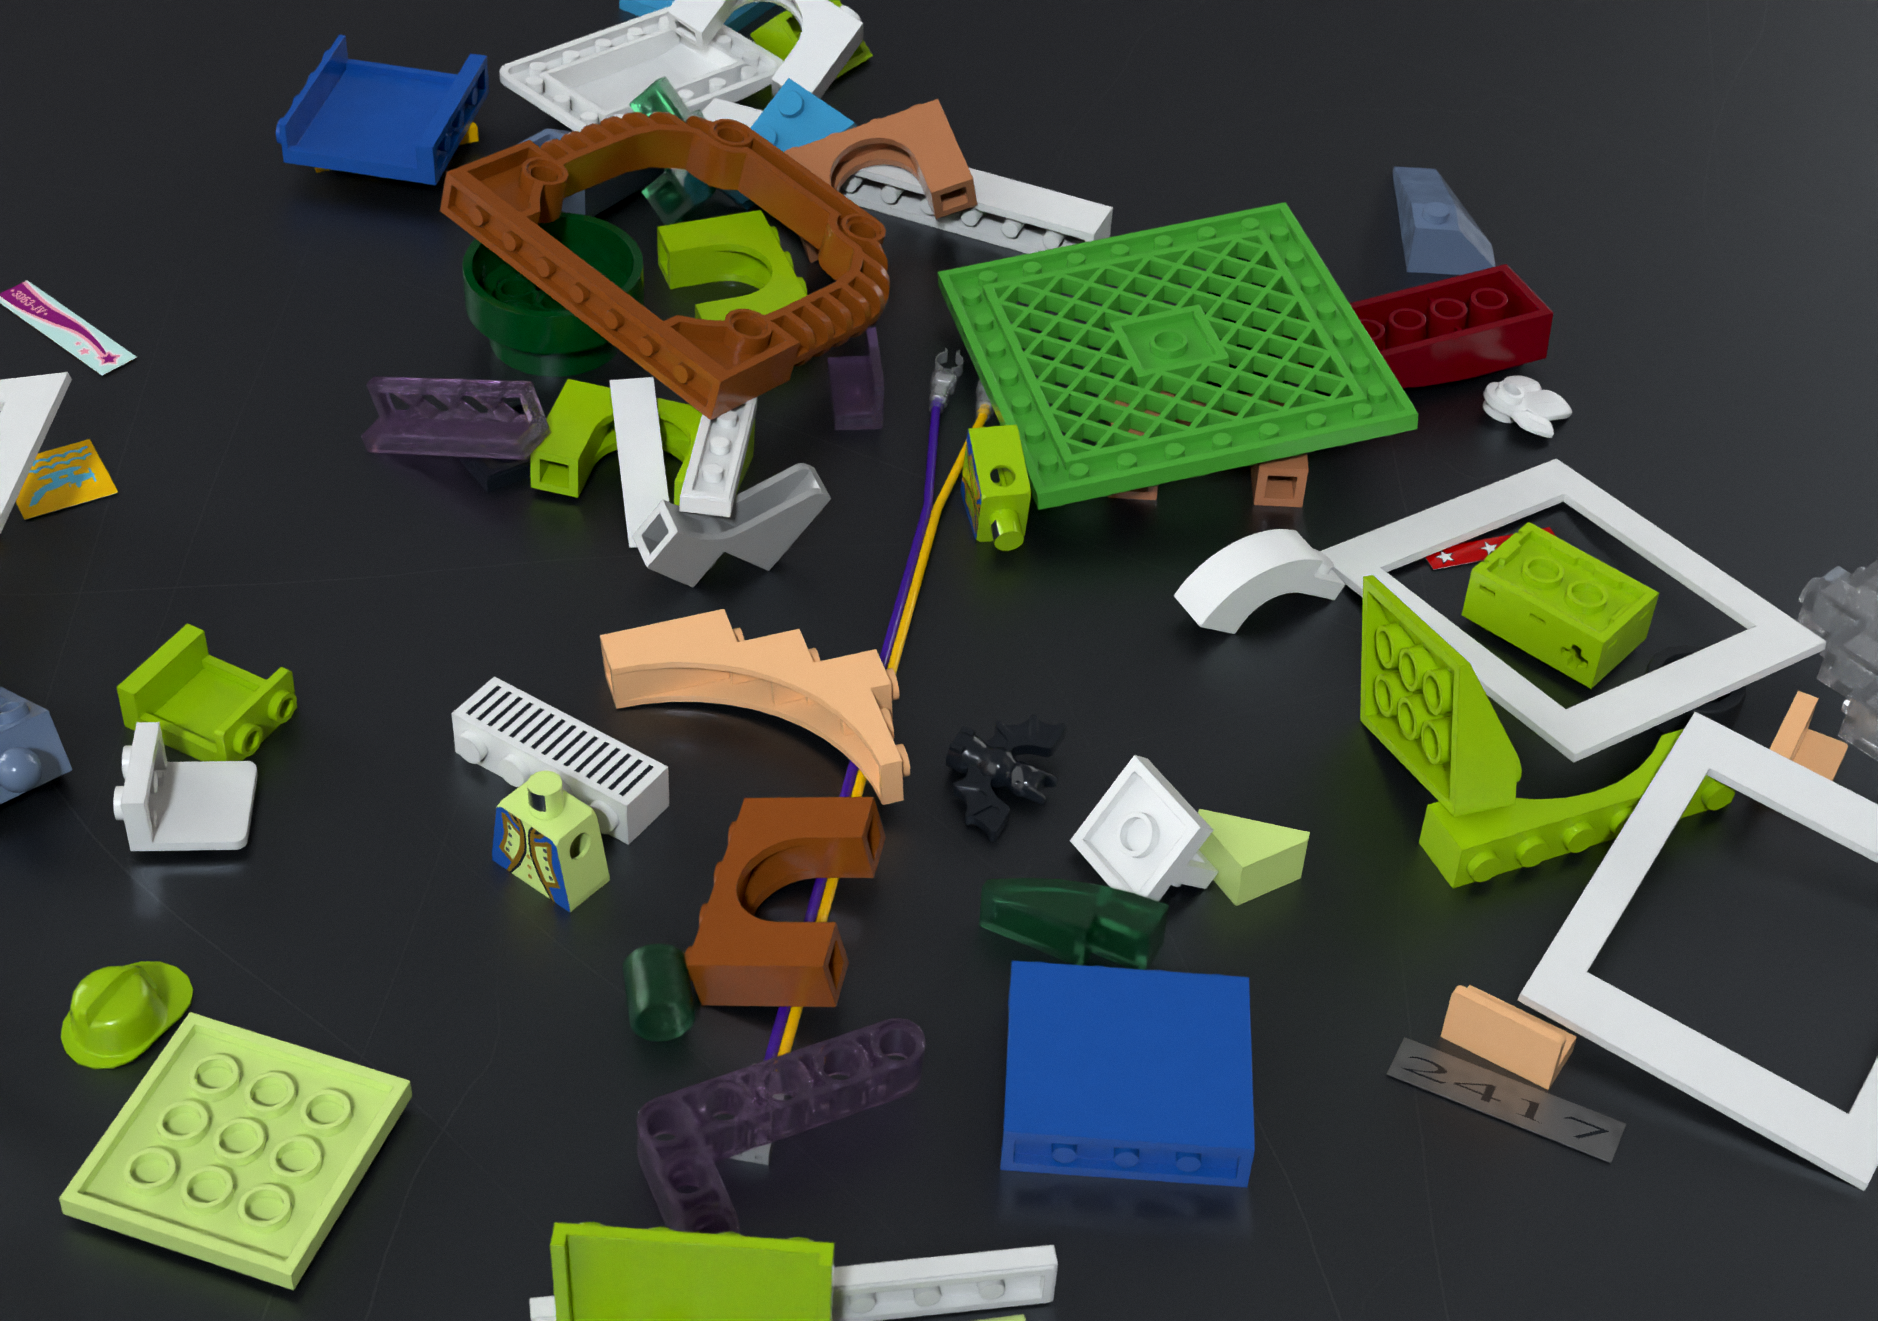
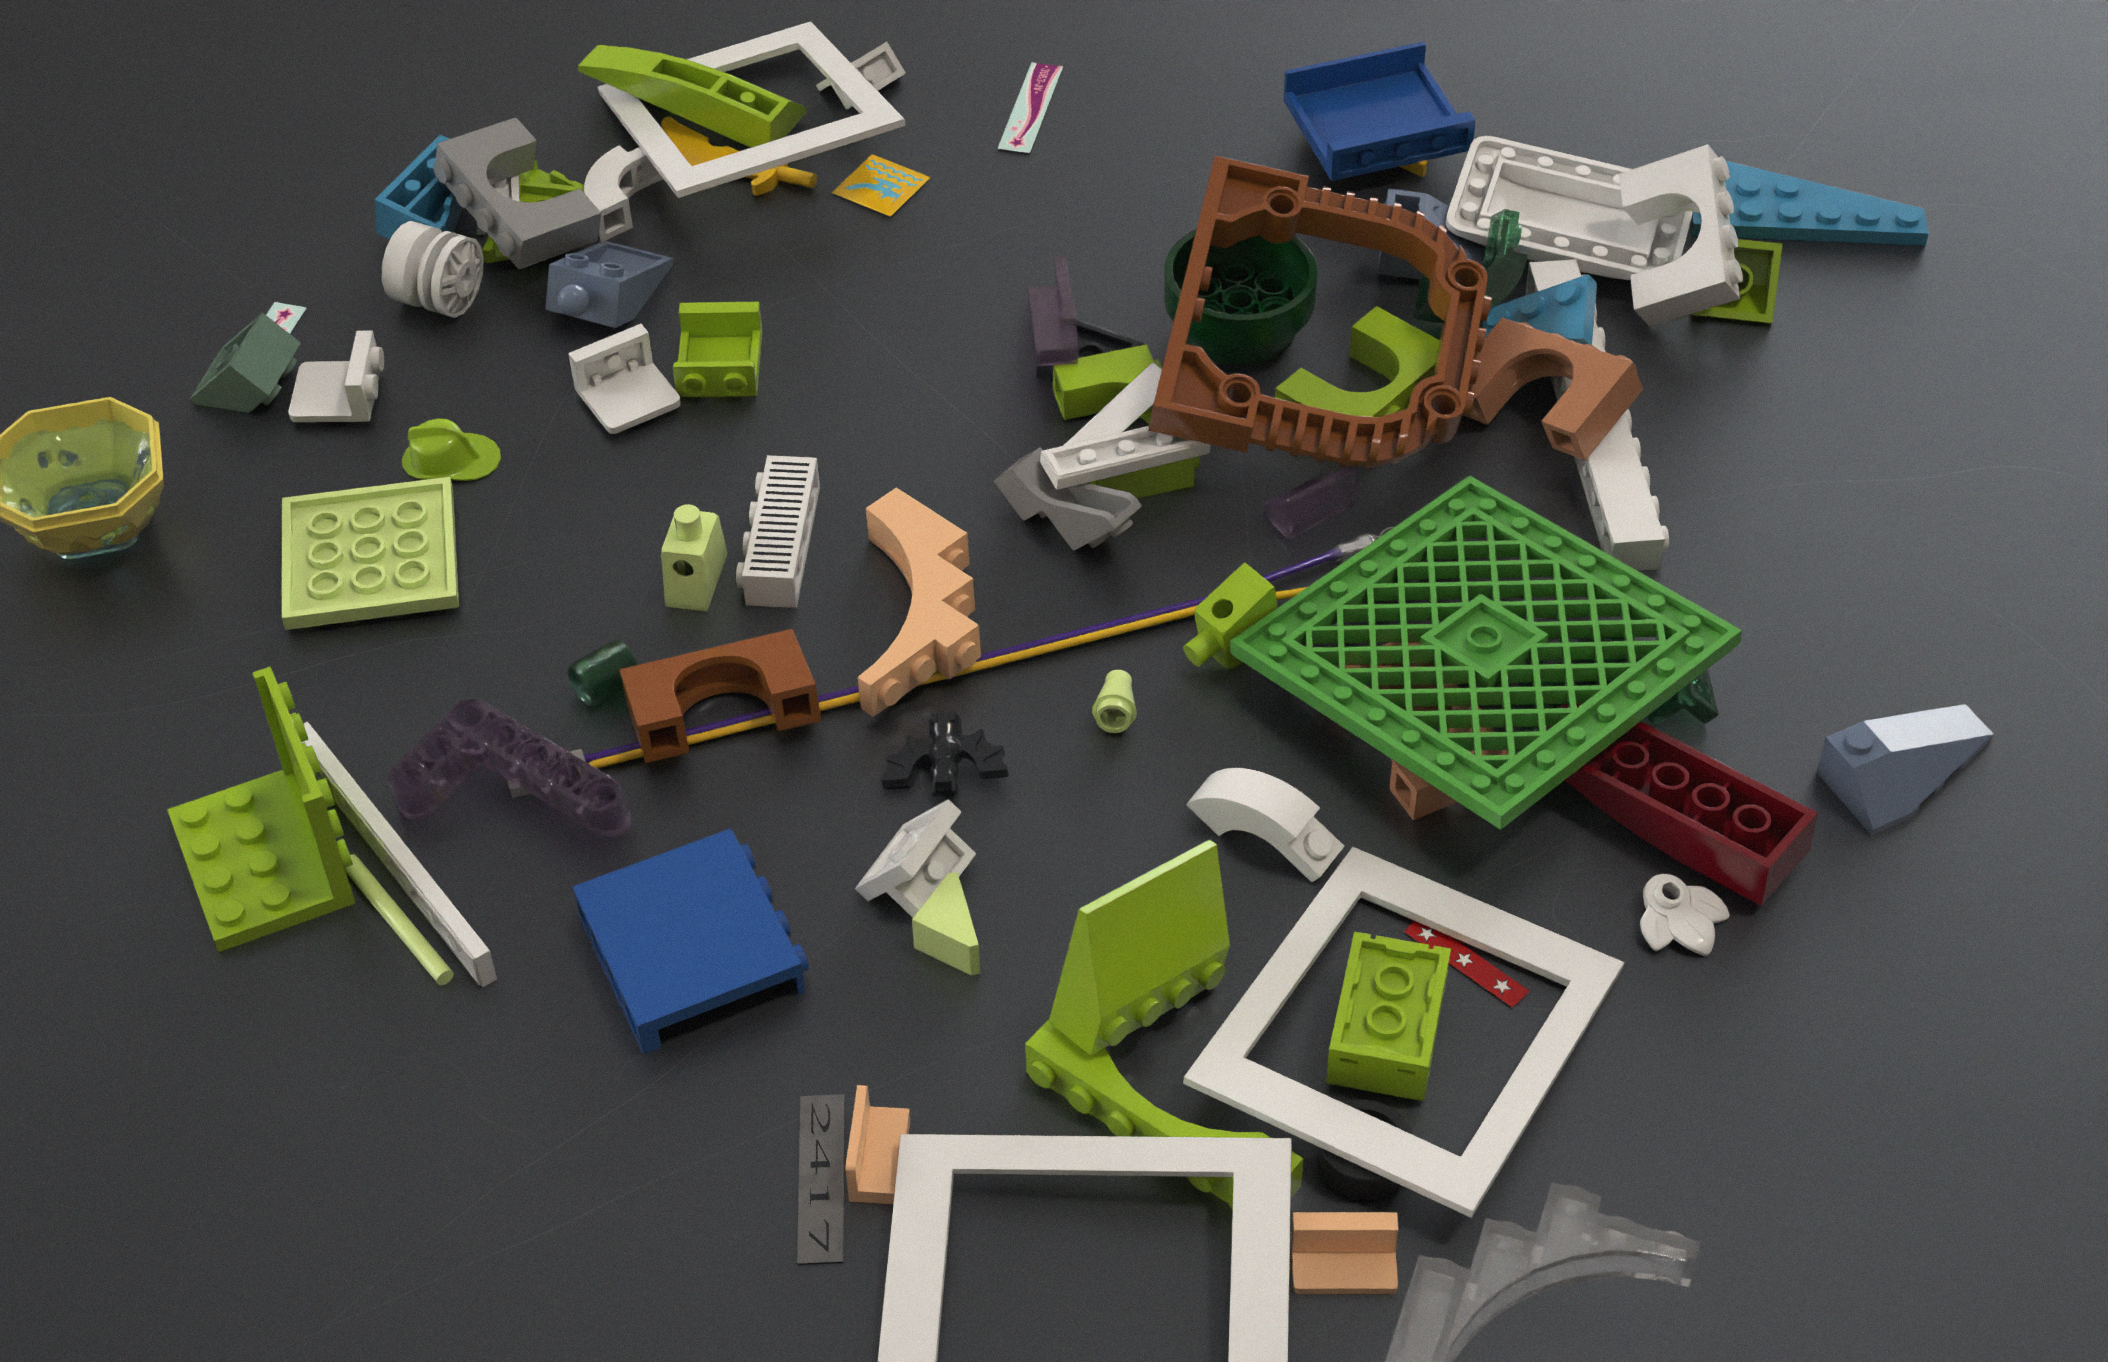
camera: 65 degrees right, 5 degrees up
(1023, 619) = (1115, 704): none -> yellowish green cone
(1075, 919) = (815, 859): clear green slope -> none

